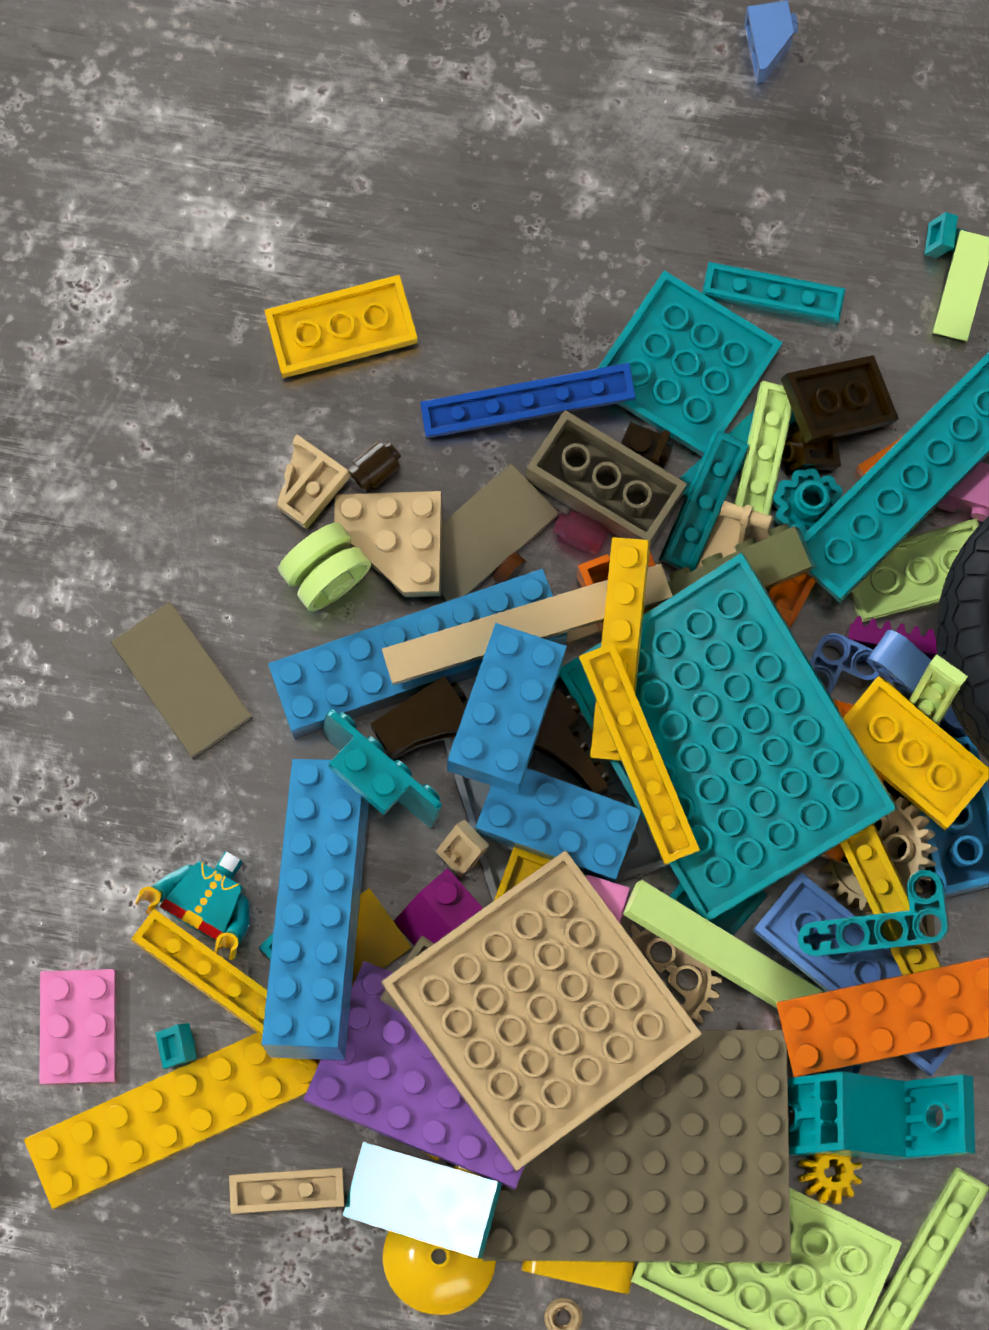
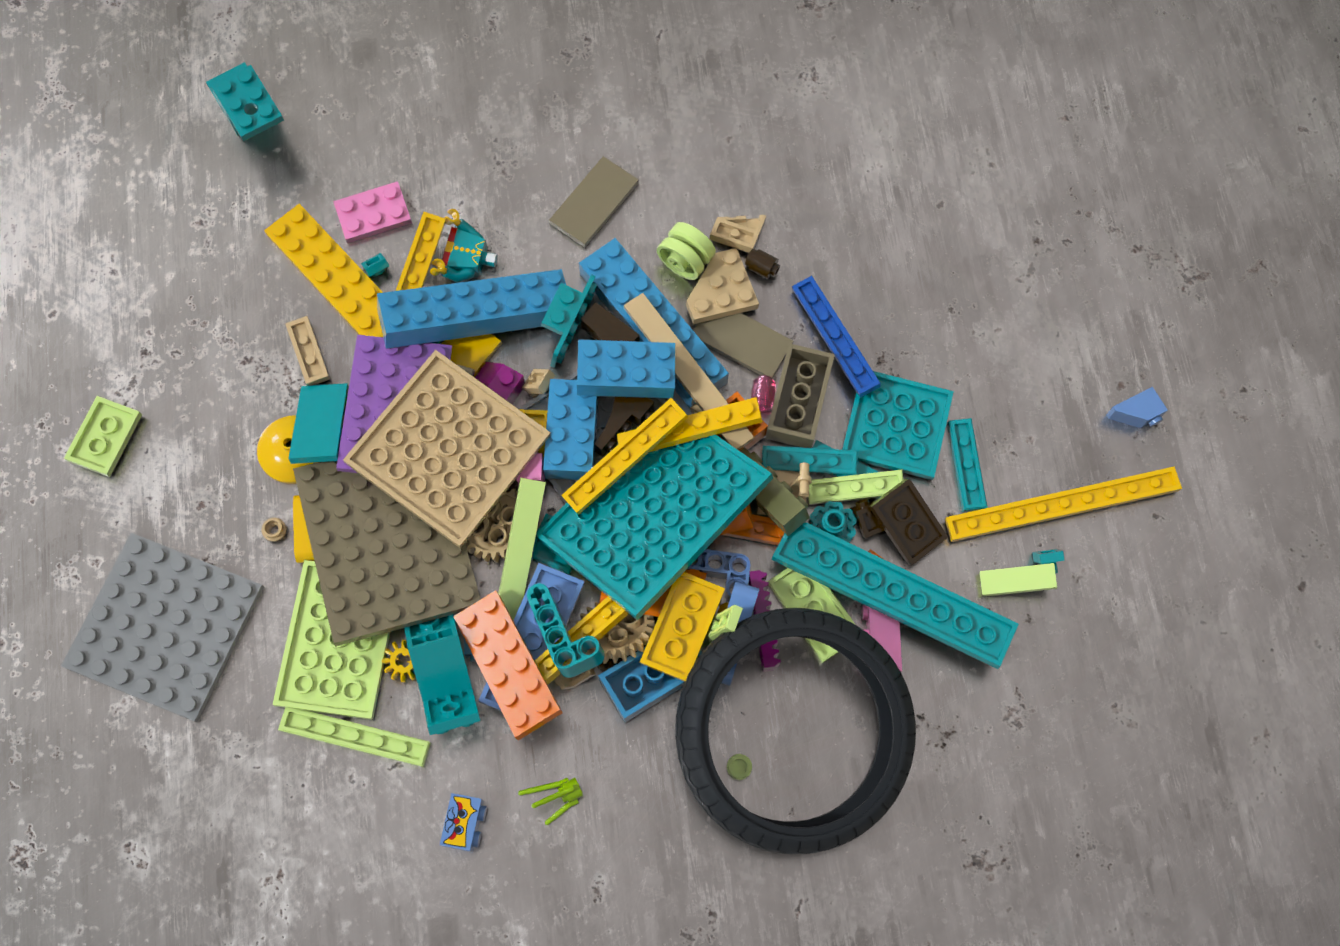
camera: 70 degrees right, 5 degrees down
(341, 326) = (843, 219): yellow plate -> none
(509, 568) = (726, 359): reddish brown tile -> none
(648, 443) = (834, 416): dark brown bracket -> none
(871, 190) = (1062, 504): none -> yellow plate

